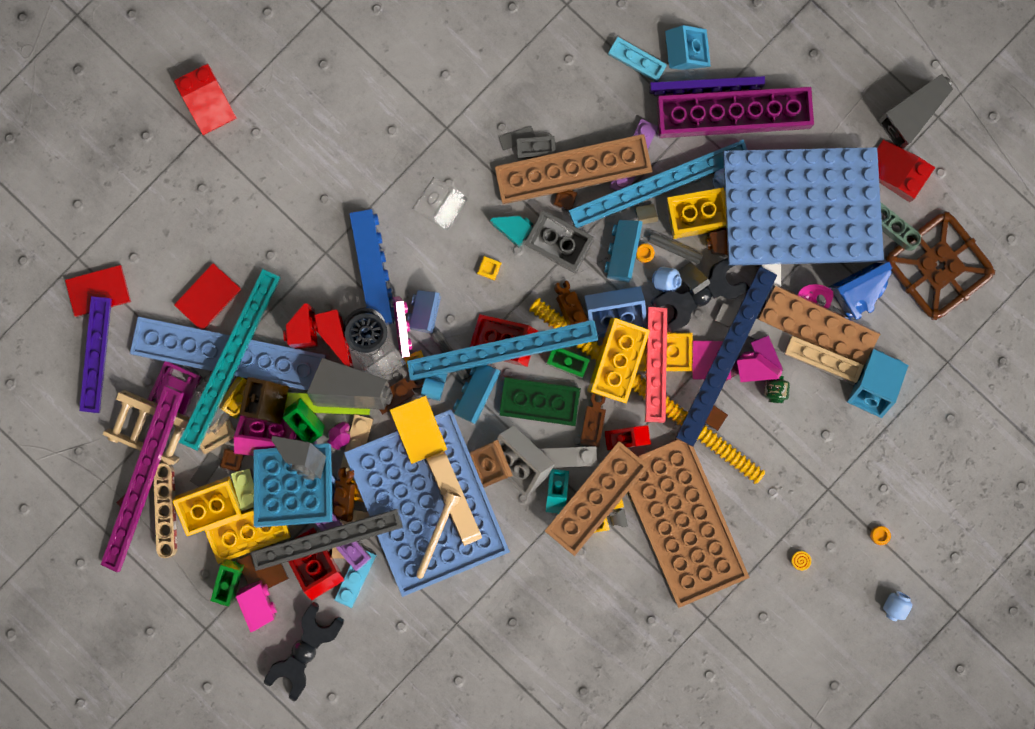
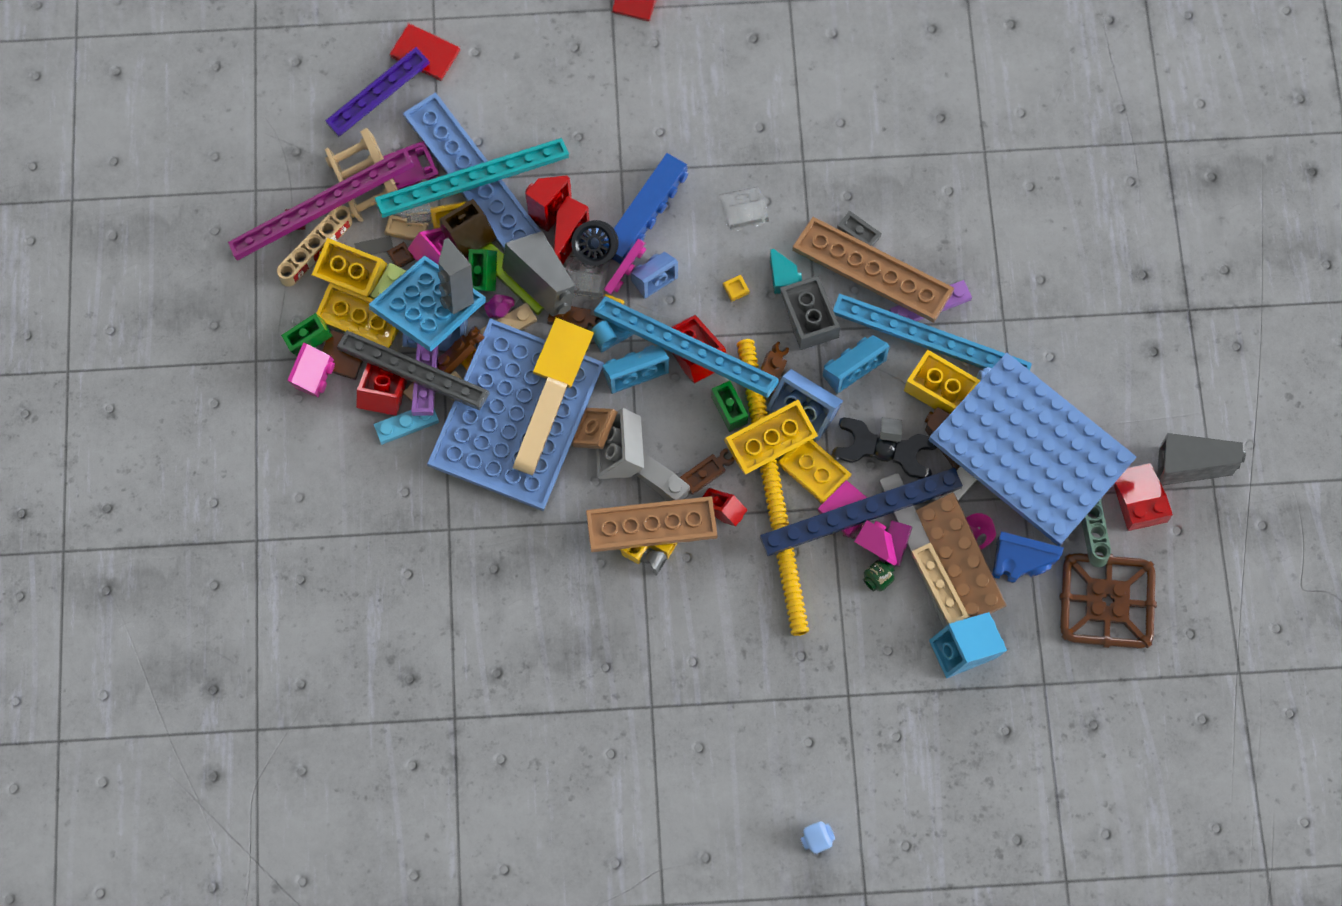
camera: 45 degrees right, 15 degrees down
(207, 297) = (501, 125): red tile -> none
(303, 651) = (312, 440): black piece -> none
(445, 347) = (645, 308): dark grey axle -> none
(451, 499) = (536, 419): tan piece -> none
(509, 140) = (842, 209): dark grey sticker -> none
(540, 401) = (678, 419): dark green plate -> none
(557, 491) = (627, 494): teal slope -> none
(565, 199) = (846, 288): reddish brown tile -> none
(637, 59) = (1002, 234): medium azure plate -> none
(645, 253) = (870, 382): light orange tile -> none
(646, 213) = (900, 353): dark tan tile -> none
(656, 365) = (797, 467): coral plate -> none
(666, 279) = (869, 413): light blue head -> none
(675, 248) = (899, 399): dark grey axle -> none
(685, 524) = (704, 614): medium nougat plate -> none
(687, 48) = (1051, 259): dark azure slope -> none
(712, 85) = (1045, 303): dark purple plate -> none
(716, 418) = (807, 555): reddish brown tile -> none
(735, 112) = (1044, 336): magenta brick -> none
(801, 560) = (772, 729): yellow tile -> none
(880, 535) = (857, 770): light orange tile -> none

